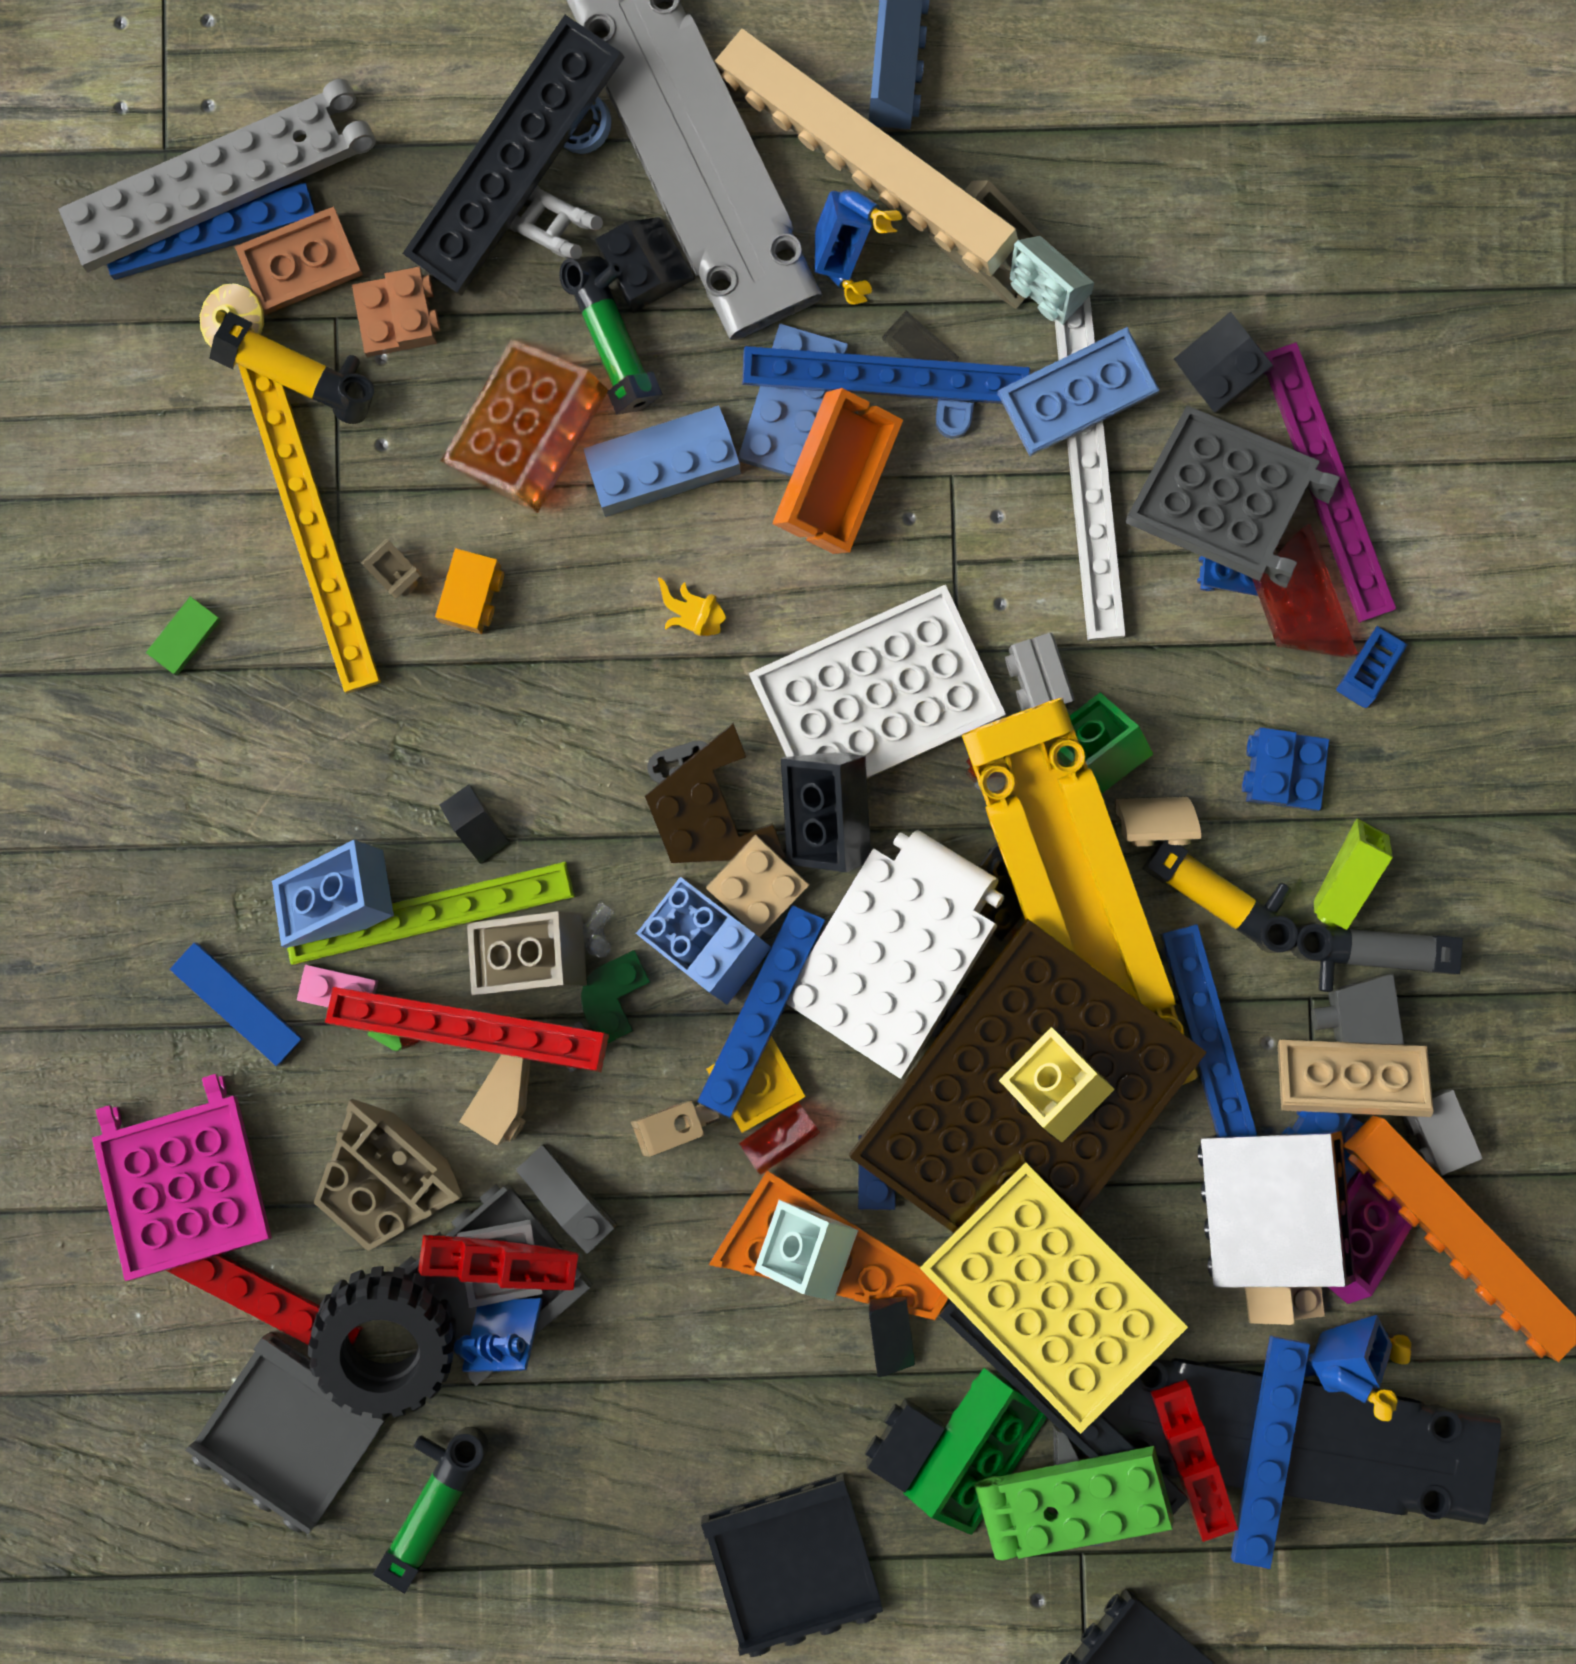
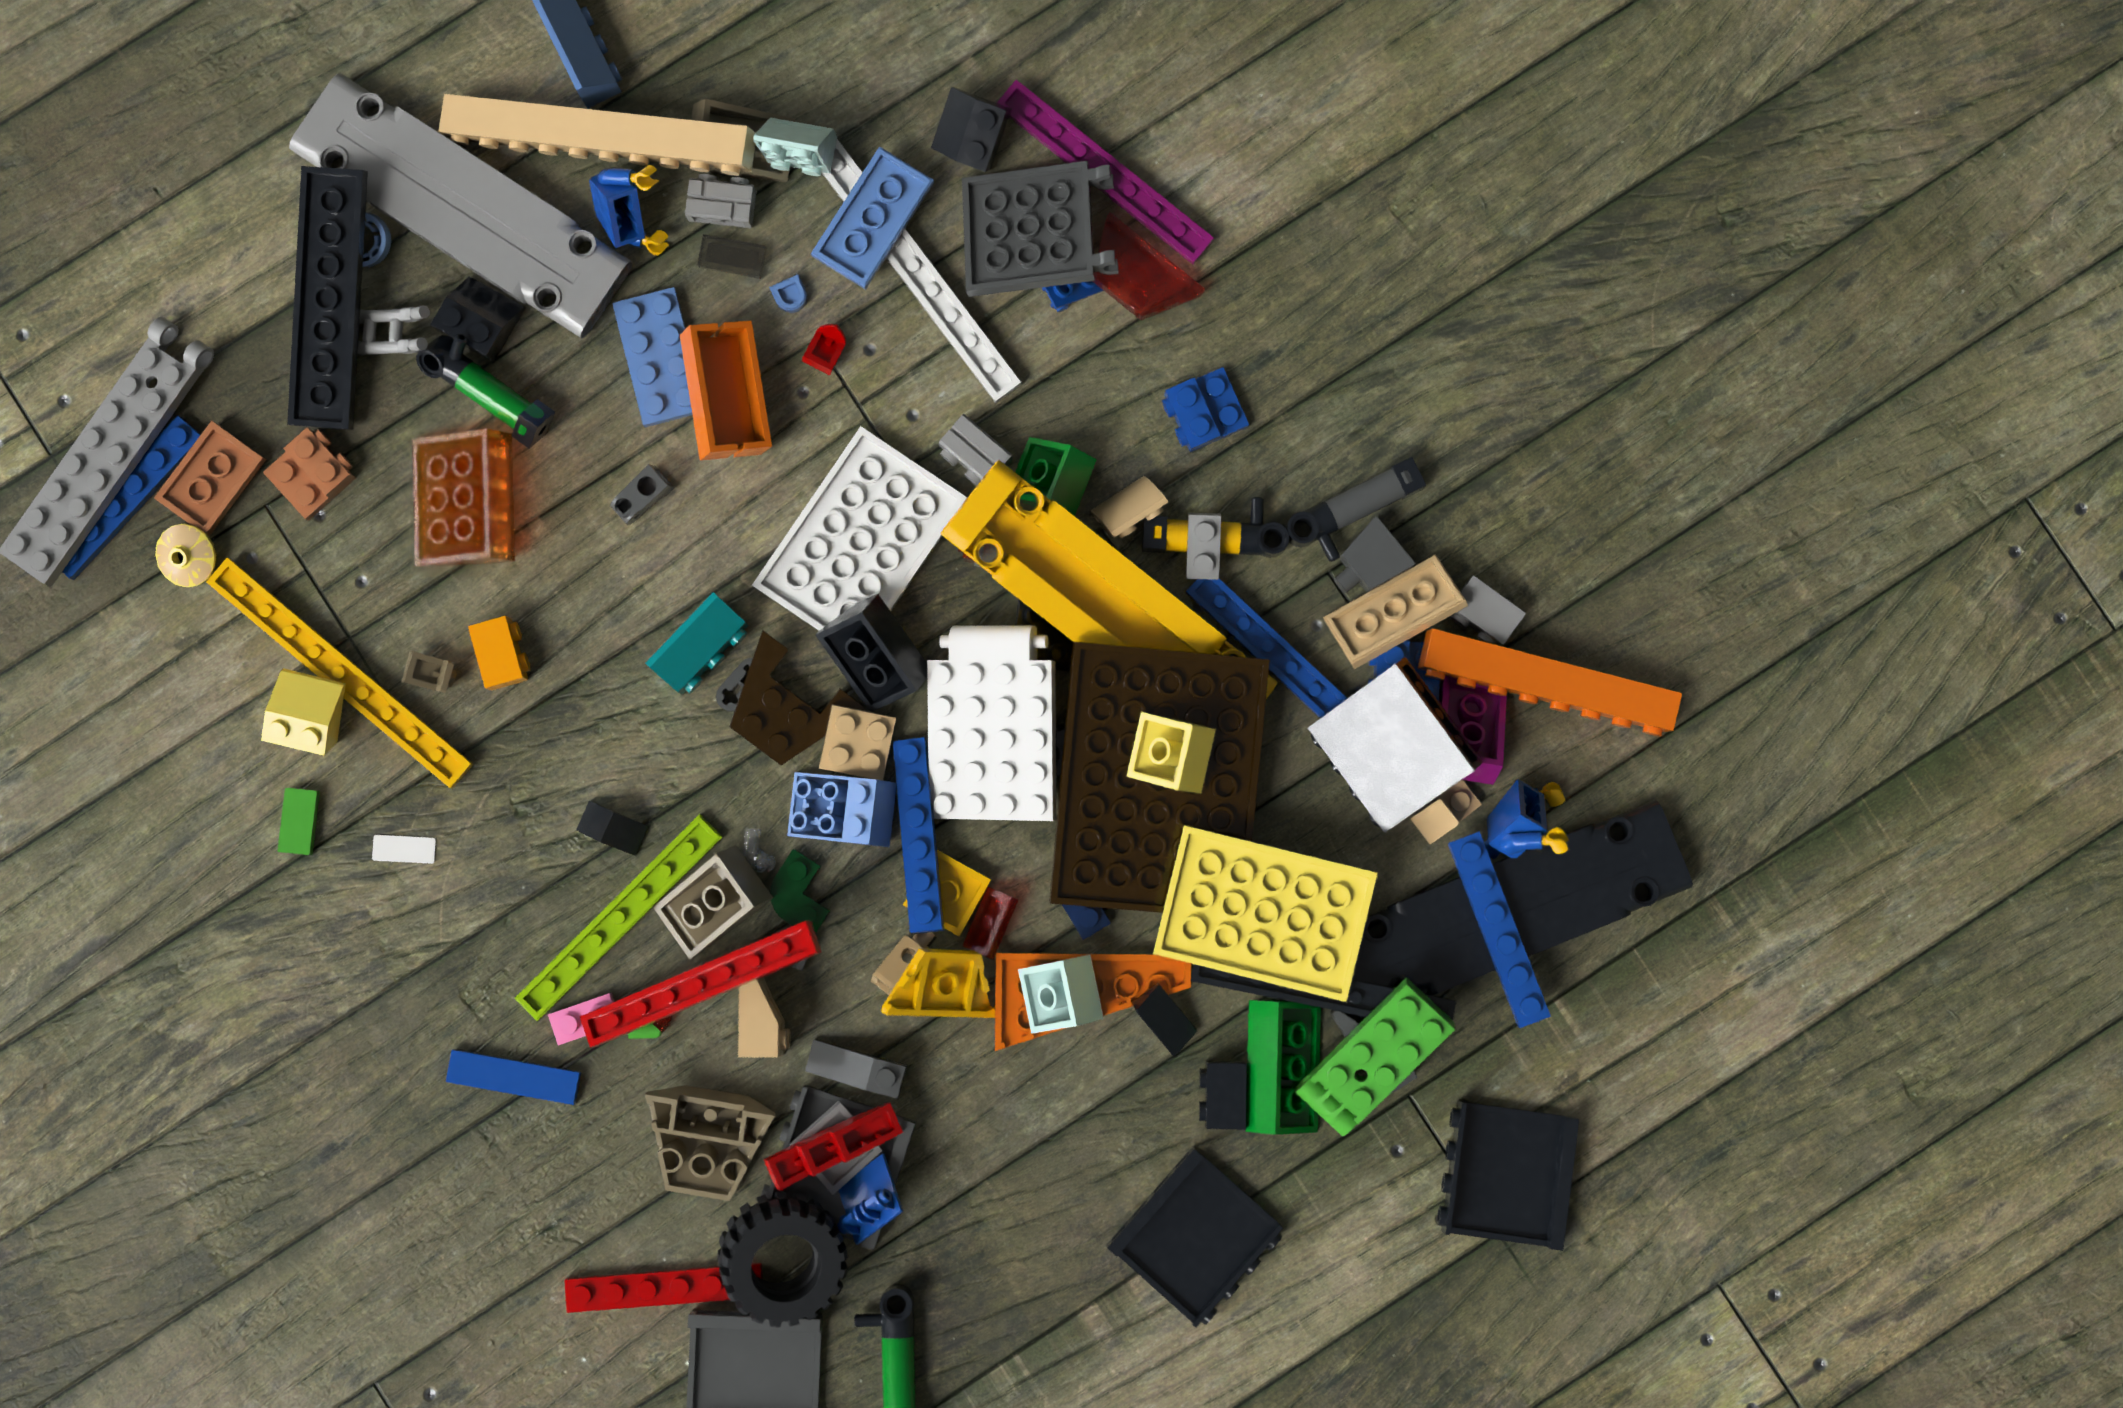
camera: 30 degrees left, 0 degrees up
(180, 1184) = (555, 1238): dark pink plate -> none
(250, 536) = (304, 712): none -> light yellow slope
(266, 723) = (403, 849): none -> white sticker
(333, 895) = (536, 947): medium blue slope -> none
(342, 391) = (307, 558): piece -> none
(662, 461) = (586, 463): medium blue slope -> none
(662, 699) = (698, 645): none -> teal slope
(696, 522) = (641, 494): none -> dark grey leg
(696, 614) = (684, 563): yellow piece -> none
(696, 1172) = (941, 986): none -> yellow wing
(877, 374) = (711, 297): blue plate -> none
(942, 289) = (720, 201): none -> light grey brick
(957, 489) = (825, 348): none -> red plate
(1194, 1460) = (1446, 971): red slope -> none
(1207, 901) = (1203, 546): none -> light grey plate
(1353, 875) = (1302, 459): lime slope -> none
(1359, 686) = (1223, 312): blue slope -> none

